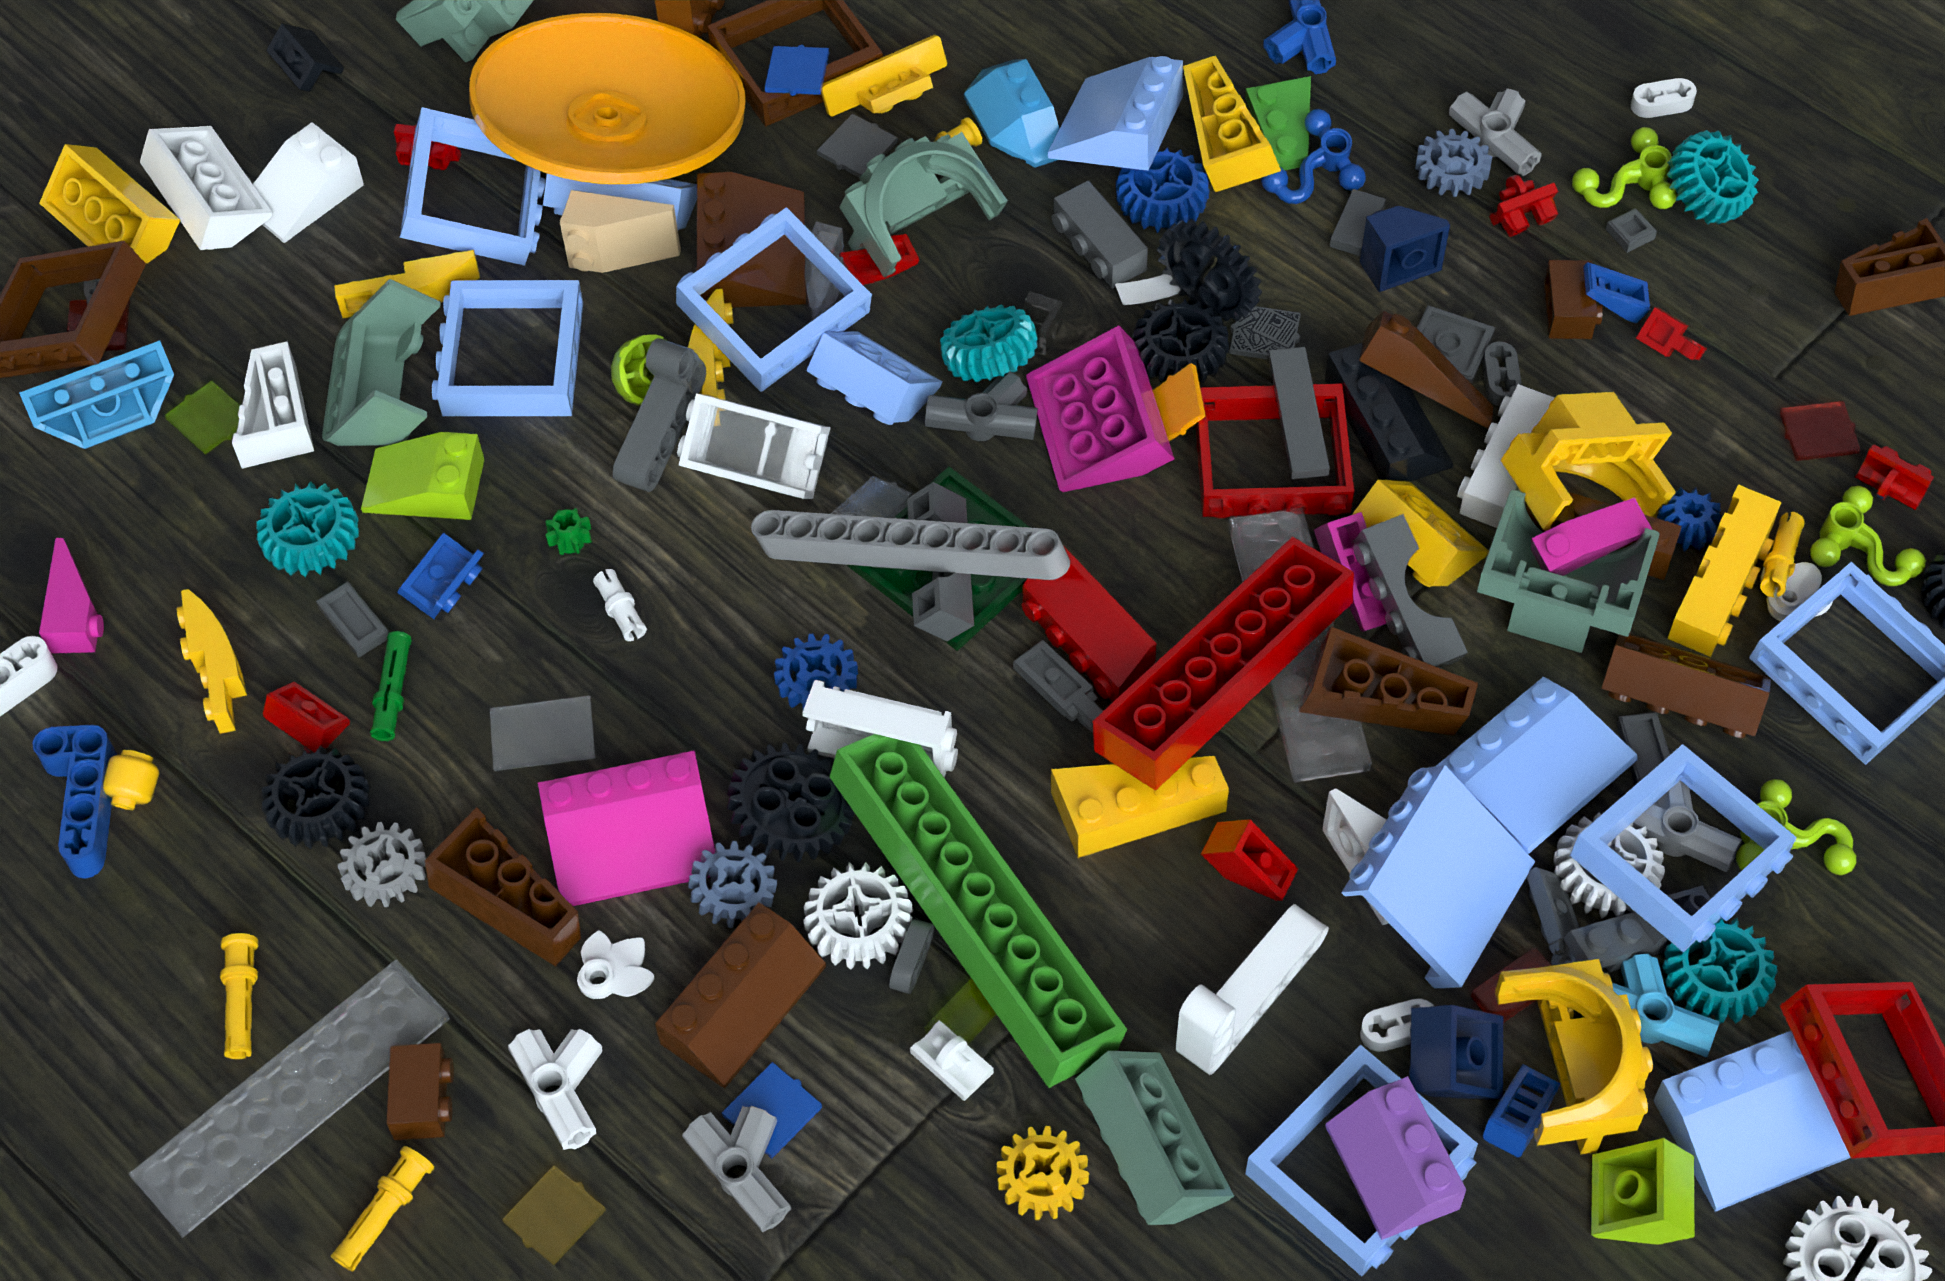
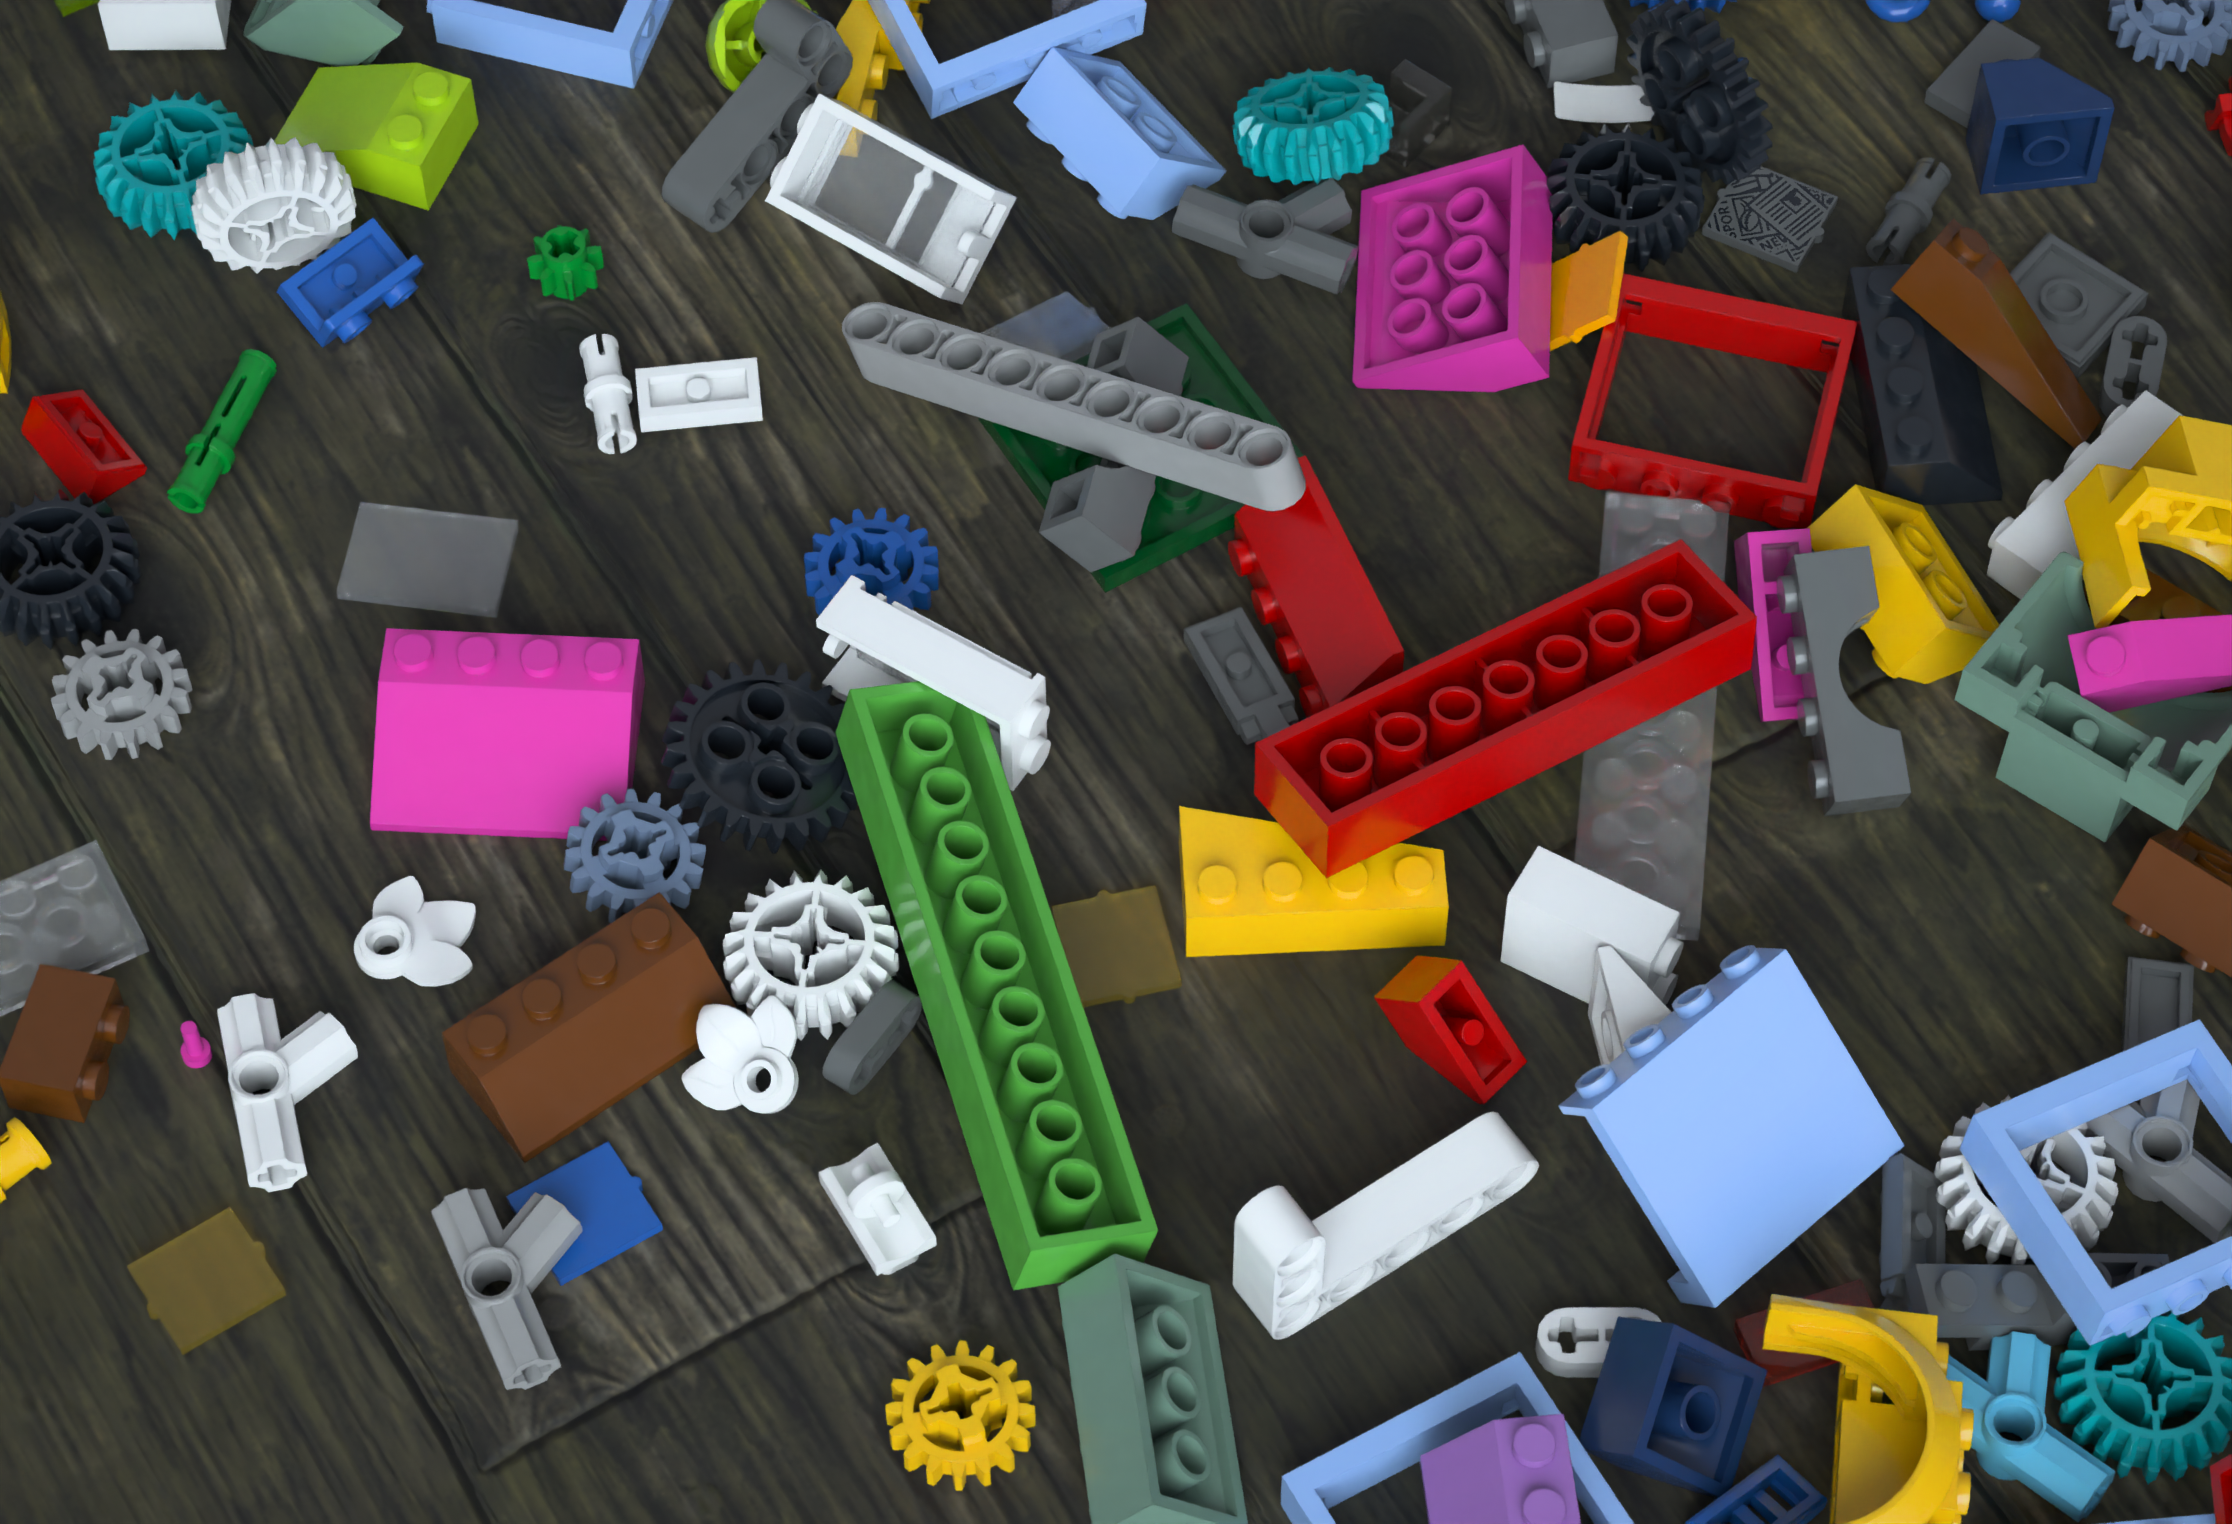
camera: 15 degrees right, 0 degrees up
(353, 619) = (200, 317): dark grey tile -> none
(380, 540) = (273, 205): none -> white gear
(500, 1073) = (195, 1050): none -> dark pink piece
(502, 889) = (283, 774): reddish brown wedge -> none
(675, 592) = (698, 394): none -> white plate
(834, 985) = (735, 1053): none -> white plate
(965, 1013) = (925, 1147): clear neon green tile -> none
(1039, 860) = (1117, 946): none -> clear yellow piece
(1298, 413) = (1767, 350): dark grey tile -> none
(1304, 775) = (1567, 911): none -> white brick
(1344, 312) = (1908, 212): none -> dark grey pin
(1384, 687) = (1753, 813): reddish brown wedge -> none
(1539, 762) = (1960, 992): light blue slope -> none

